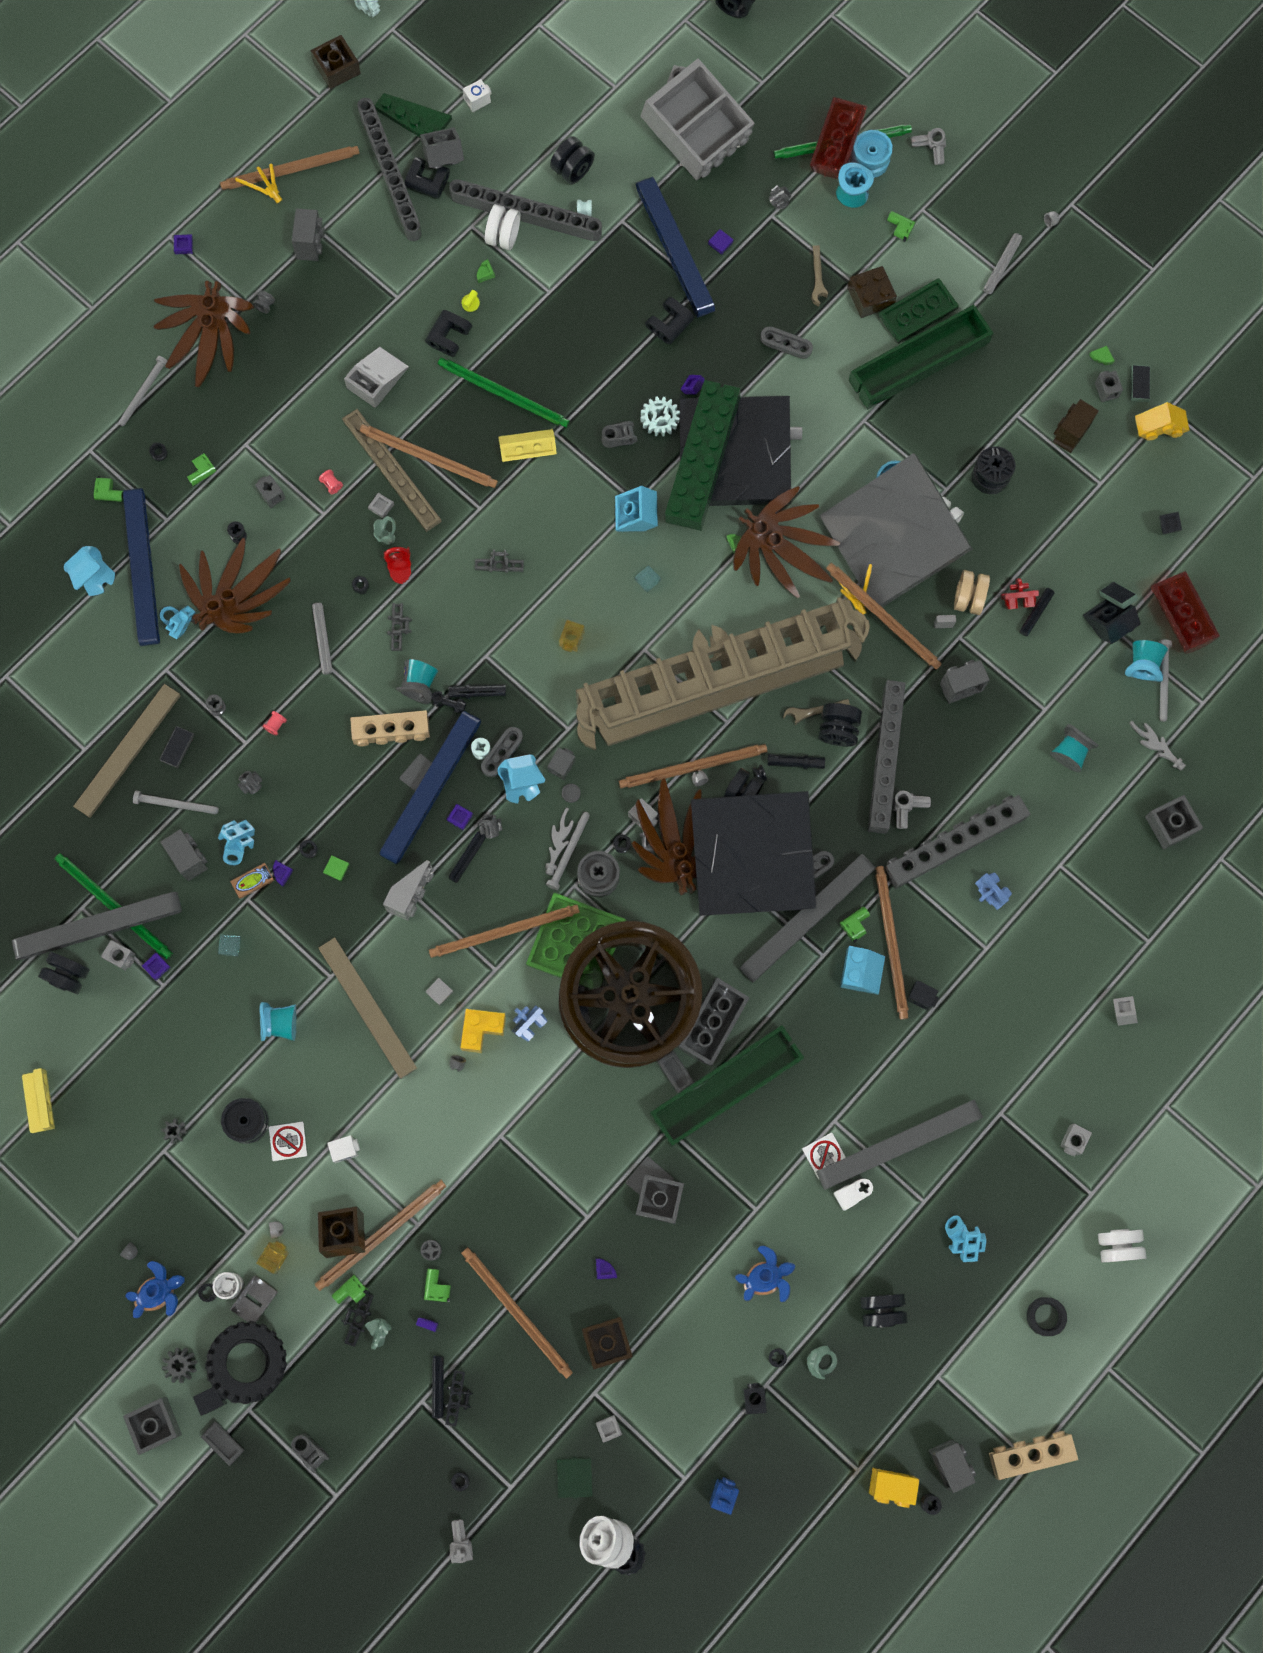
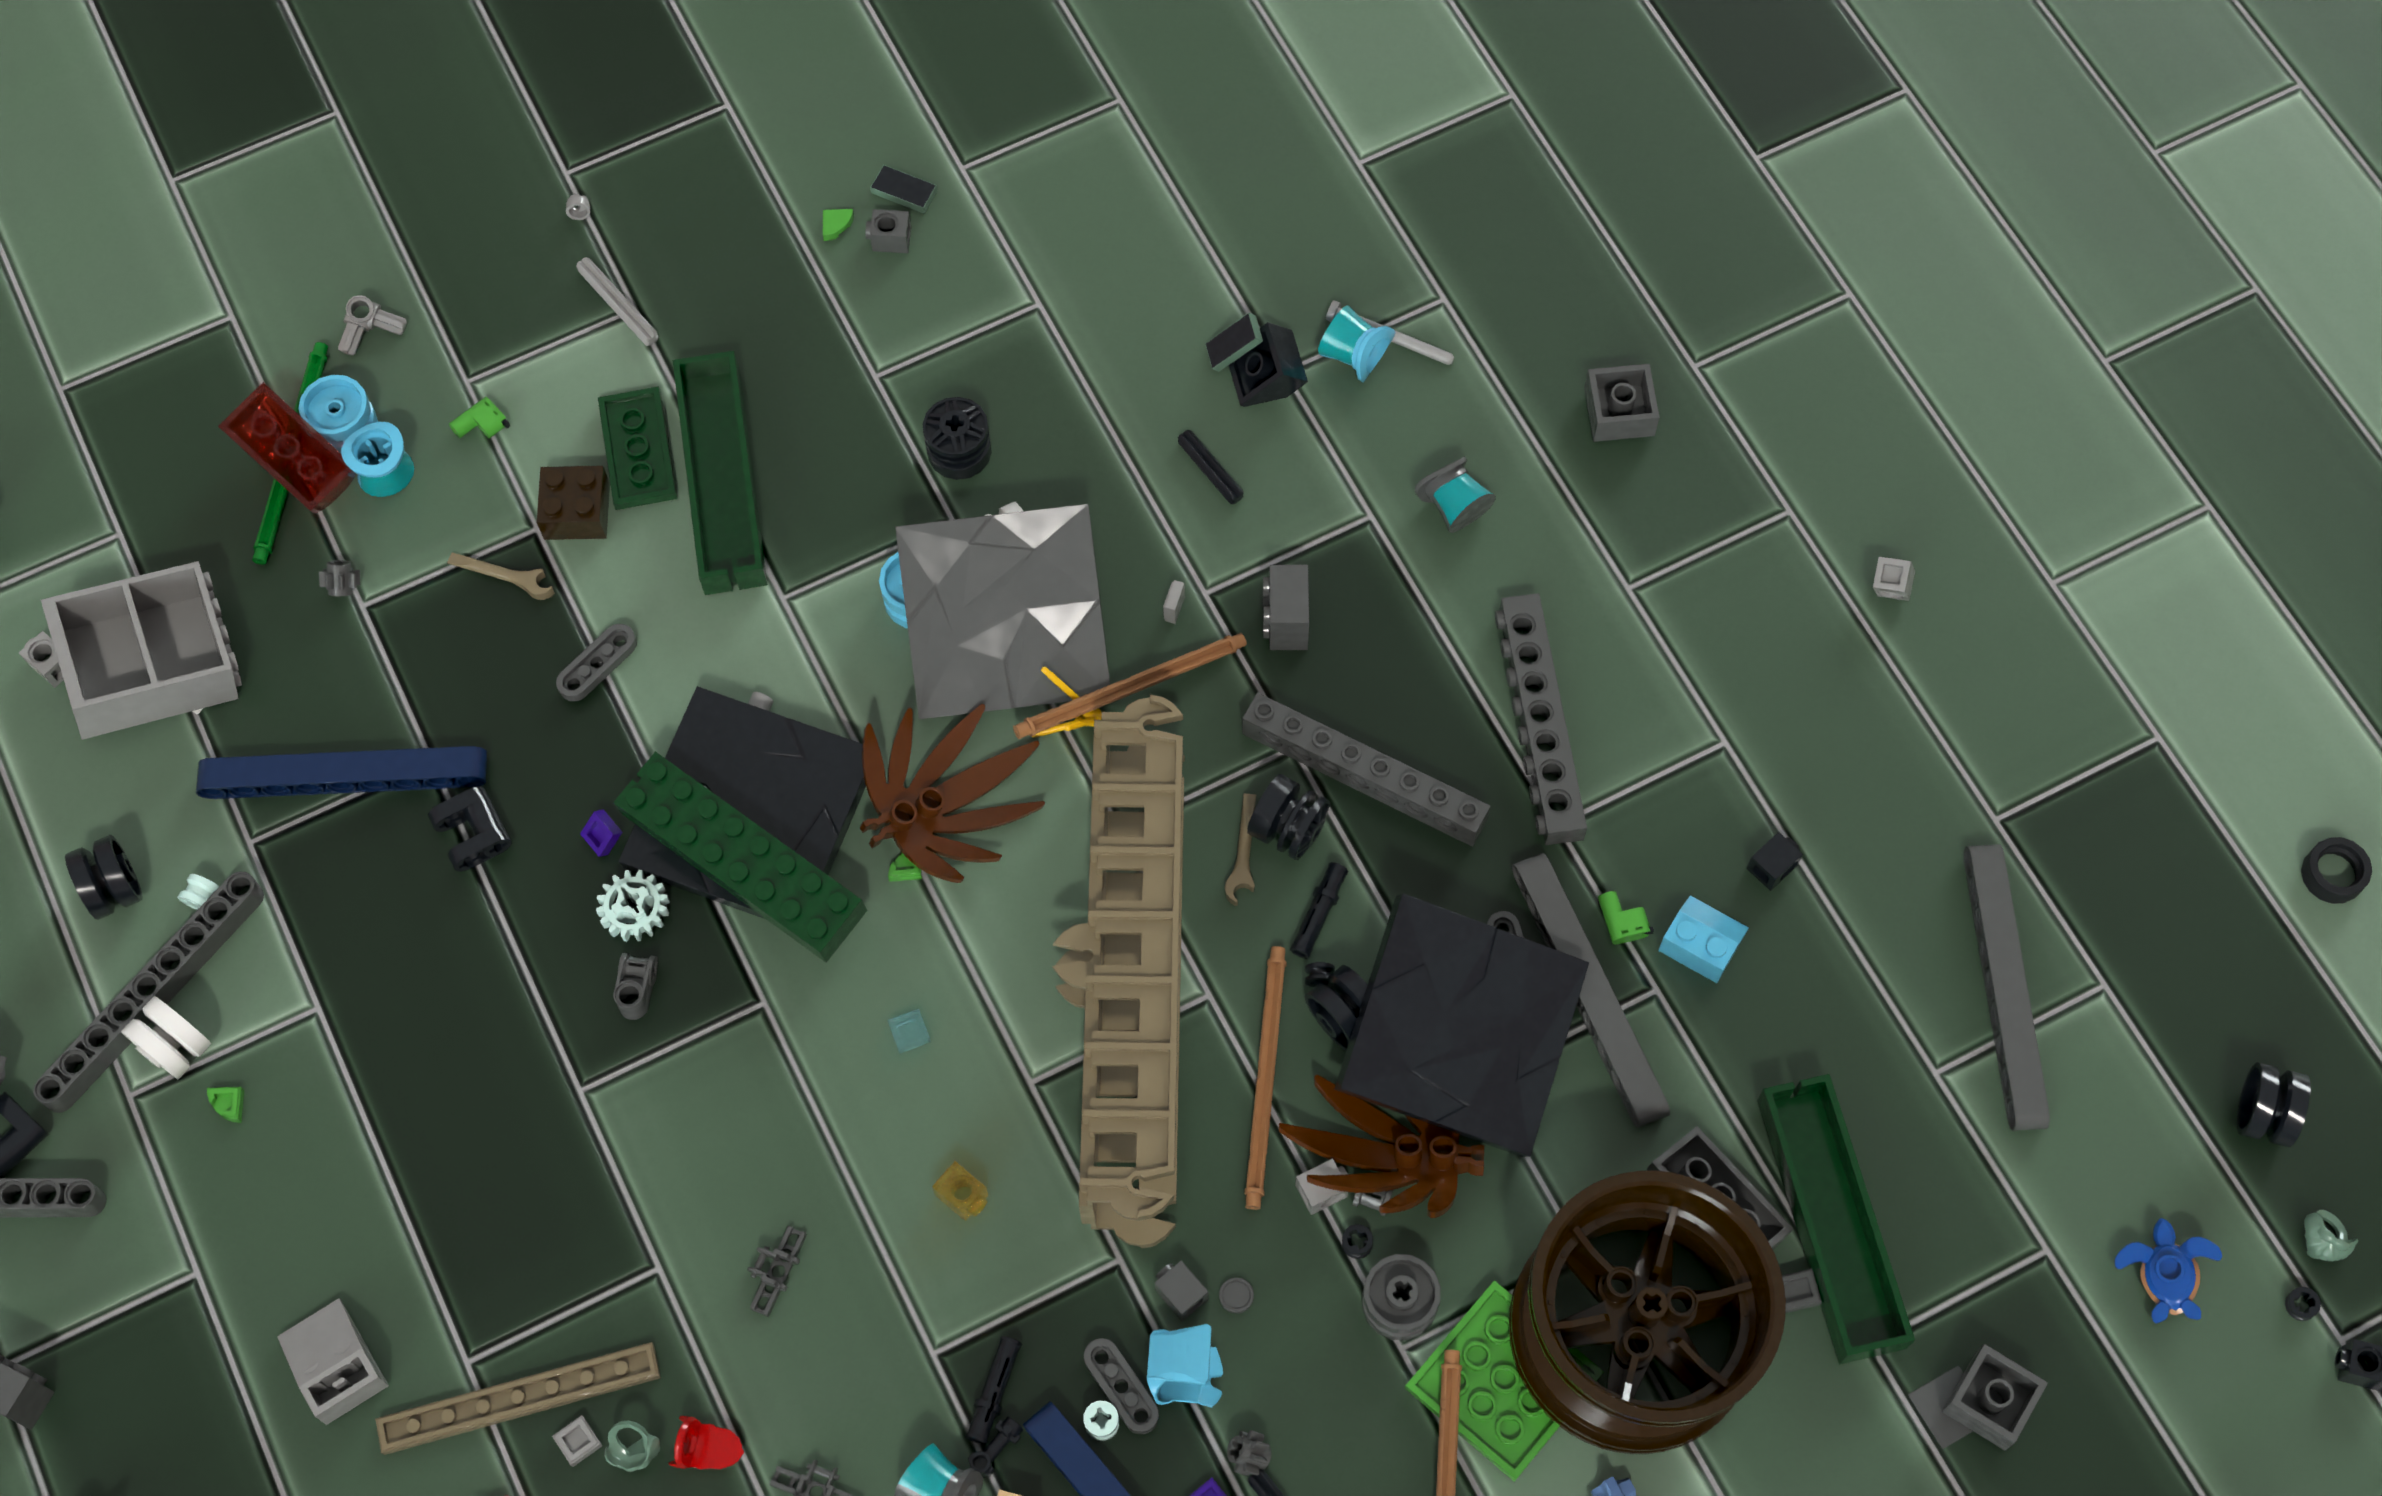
camera: 65 degrees left, 10 degrees down
(429, 456) = (524, 1322): medium nougat piece -> none
(442, 326) = (292, 1208): black connector -> none
(471, 302) = (271, 1145): neon yellow plate -> none
(503, 392) = (464, 1151): green piece -> none
(527, 445) = (582, 1142): light yellow panel -> none
(553, 883) = (1387, 1380): light grey bar -> none
(557, 838) = (1310, 1347): light grey piece -> none
(636, 510) = (782, 1004): medium azure slope -> none
(700, 778) = (1290, 1072): light grey hinge -> none
(720, 241) = (368, 699): dark purple tile -> none
(823, 1152) = (1982, 1109): sticker -> none
(850, 1194) = (2066, 1089): white piece -> none
(892, 944) = (1673, 876): medium nougat piece -> none
(902, 810) = (1453, 761): light grey axle -> none
(960, 1234) = (2188, 944): medium azure piece -> none
(972, 592) = (1146, 542): tan wheel -> none
(991, 892) = (1640, 698): medium blue hips -> none
(1029, 597) = (1172, 477): red hips -> none
(1074, 425) = (937, 297): dark brown brick -> none
(1083, 1136) = (2072, 713): light grey brick -> none
(1122, 1245) = (2260, 719): white wheel -> none
(1154, 744) = (1485, 386): light grey piece -> none
(1162, 420) = (981, 181): yellow brick -> none
(1170, 523) = (1149, 230): black brick -> none
(1185, 612) = (1298, 263): clear red brick -> none

